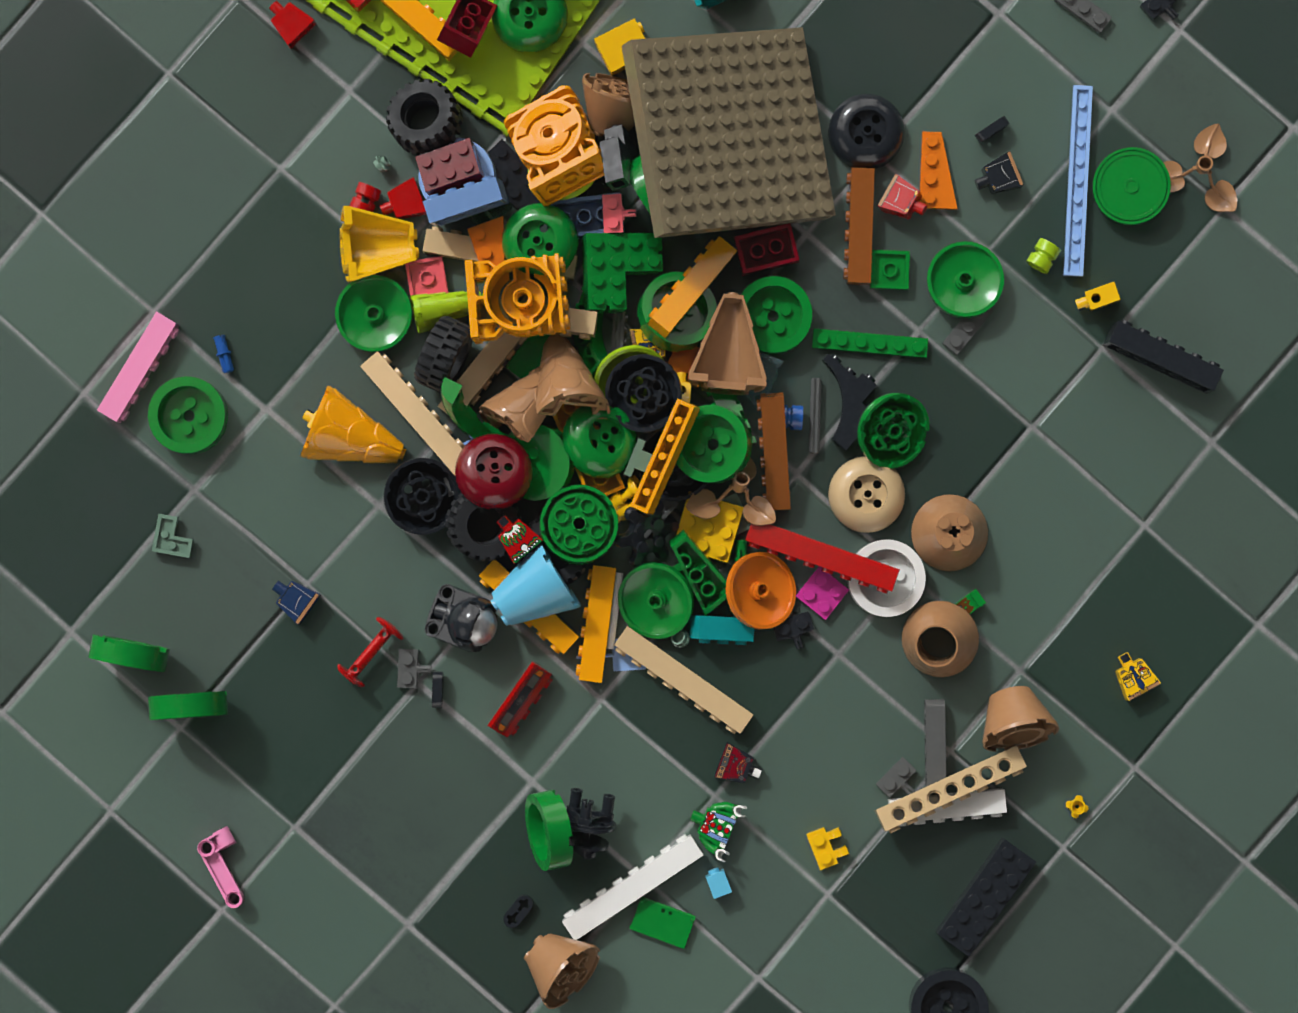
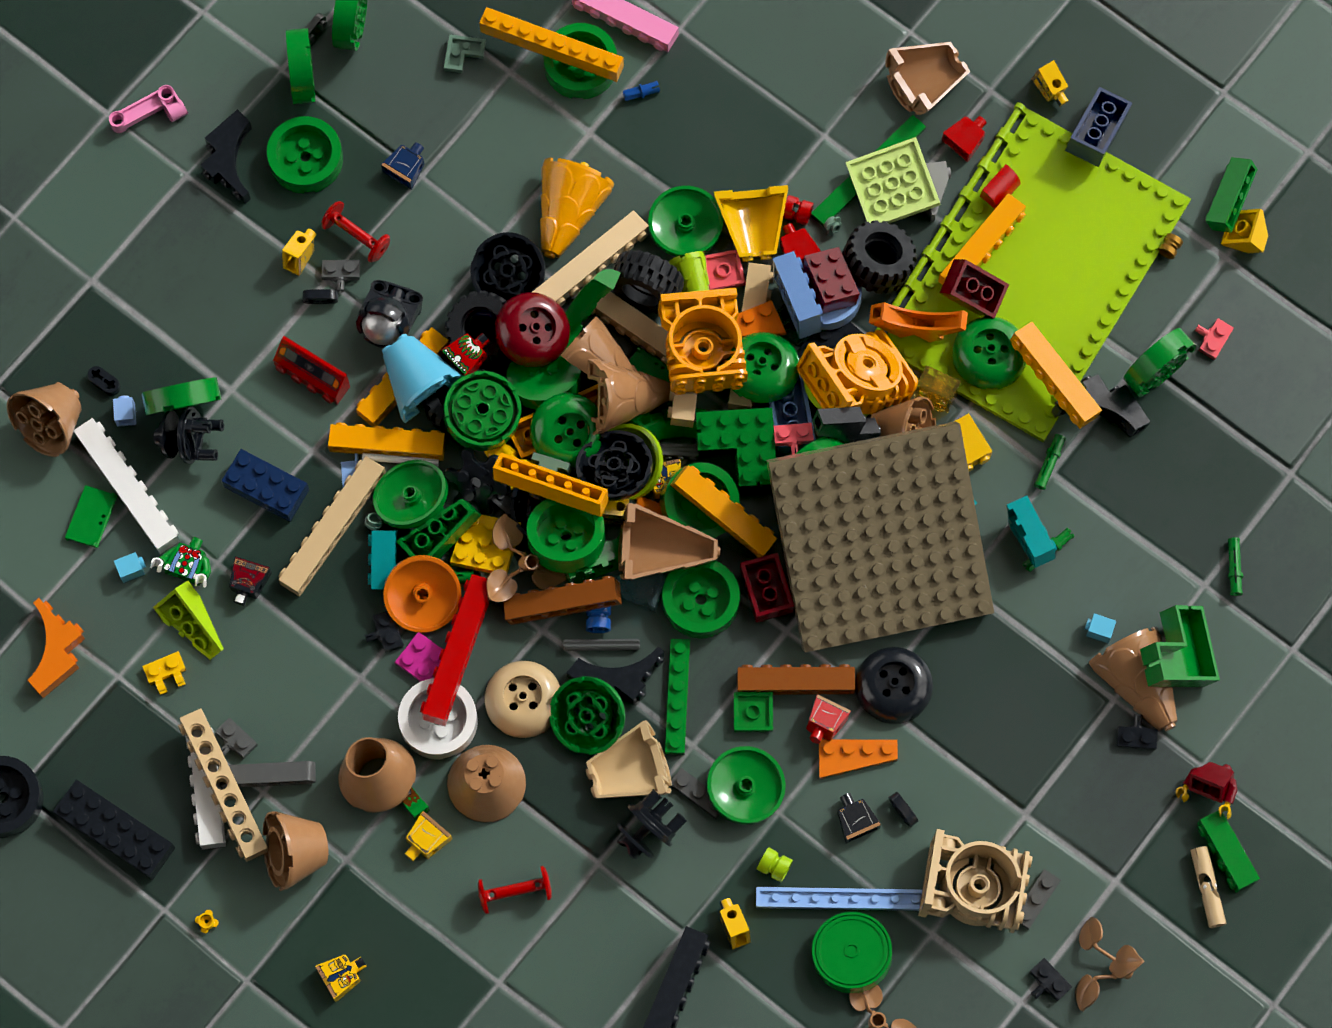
camera: 85 degrees right, 15 degrees down
(132, 689) = (317, 24): none -> dark grey plate
(174, 443) = (551, 44): none -> light orange brick
(223, 59) = (924, 74): none -> medium nougat cone
(261, 709) = (302, 137): none -> green brick
(287, 789) = (224, 147): none -> black arch
(322, 124) = (846, 191): none -> green tile
(340, 56) = (939, 174): none -> light grey slope
(342, 99) = (893, 182): none -> yellowish green plate
(393, 712) = (298, 251): none -> yellow torso
(501, 80) = (907, 322): none -> orange arch
(552, 889) = (124, 411): none -> light blue brick
(567, 67) = (937, 388): none -> clear yellow brick
(638, 746) = (265, 485): none -> dark blue brick
(768, 825) = (188, 615): none -> lime wedge
(790, 952) = (56, 662): none -> orange arch
(946, 389) = (630, 766): none -> tan cone
(1004, 373) = (652, 823): none -> black piece
(1004, 592) = (426, 837): none -> yellow torso
(1060, 507) = (514, 889): none -> red hose
(1063, 98) = (968, 902): none -> tan brick

